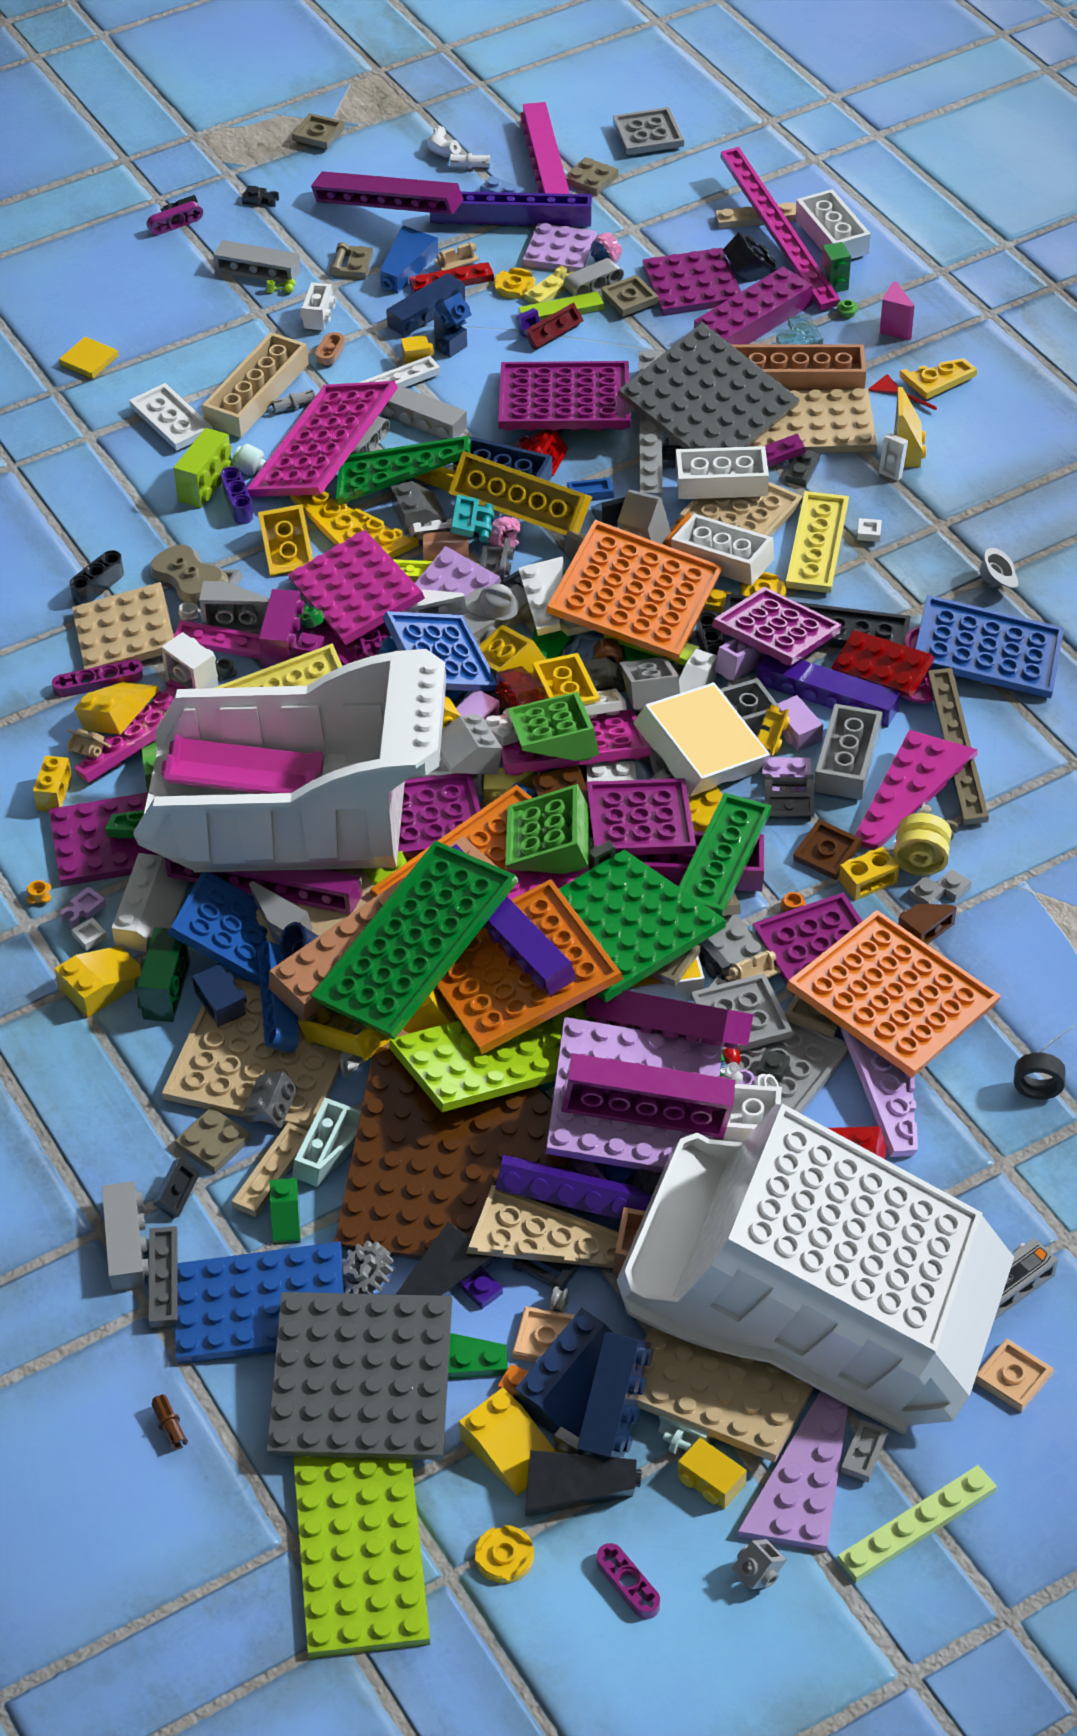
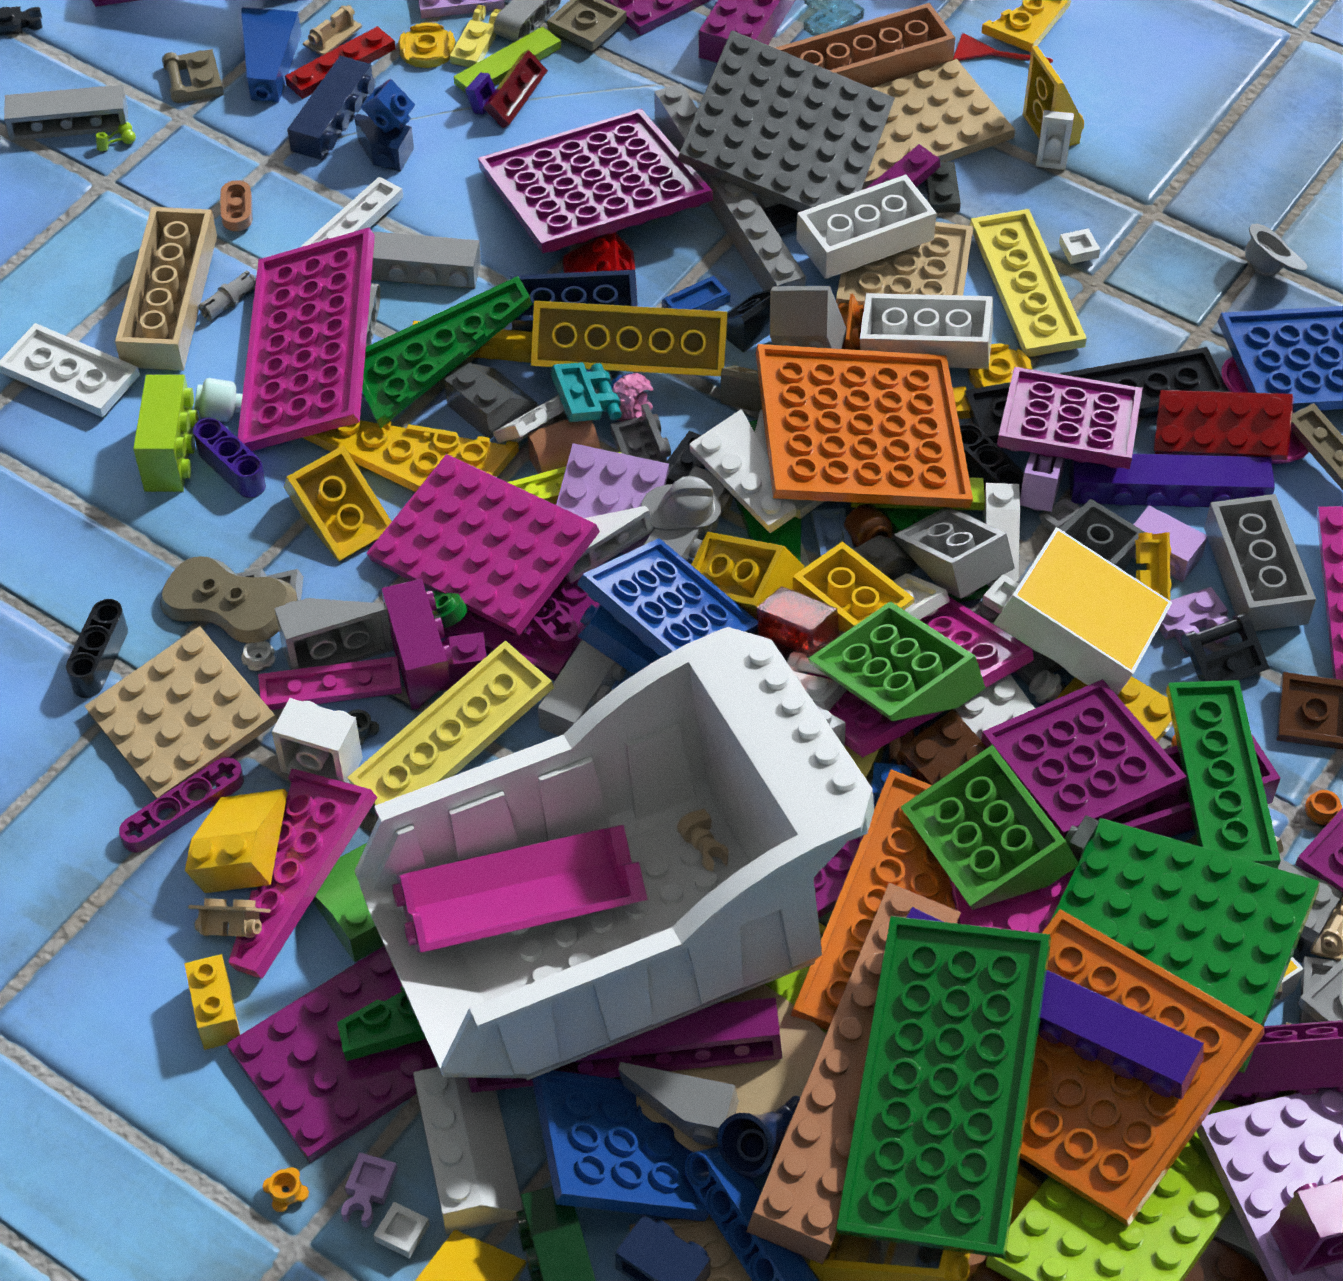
camera: 25 degrees left, 5 degrees up
(317, 306) = (188, 147): white brick -> none
(416, 348) = (354, 174): yellow brick -> none

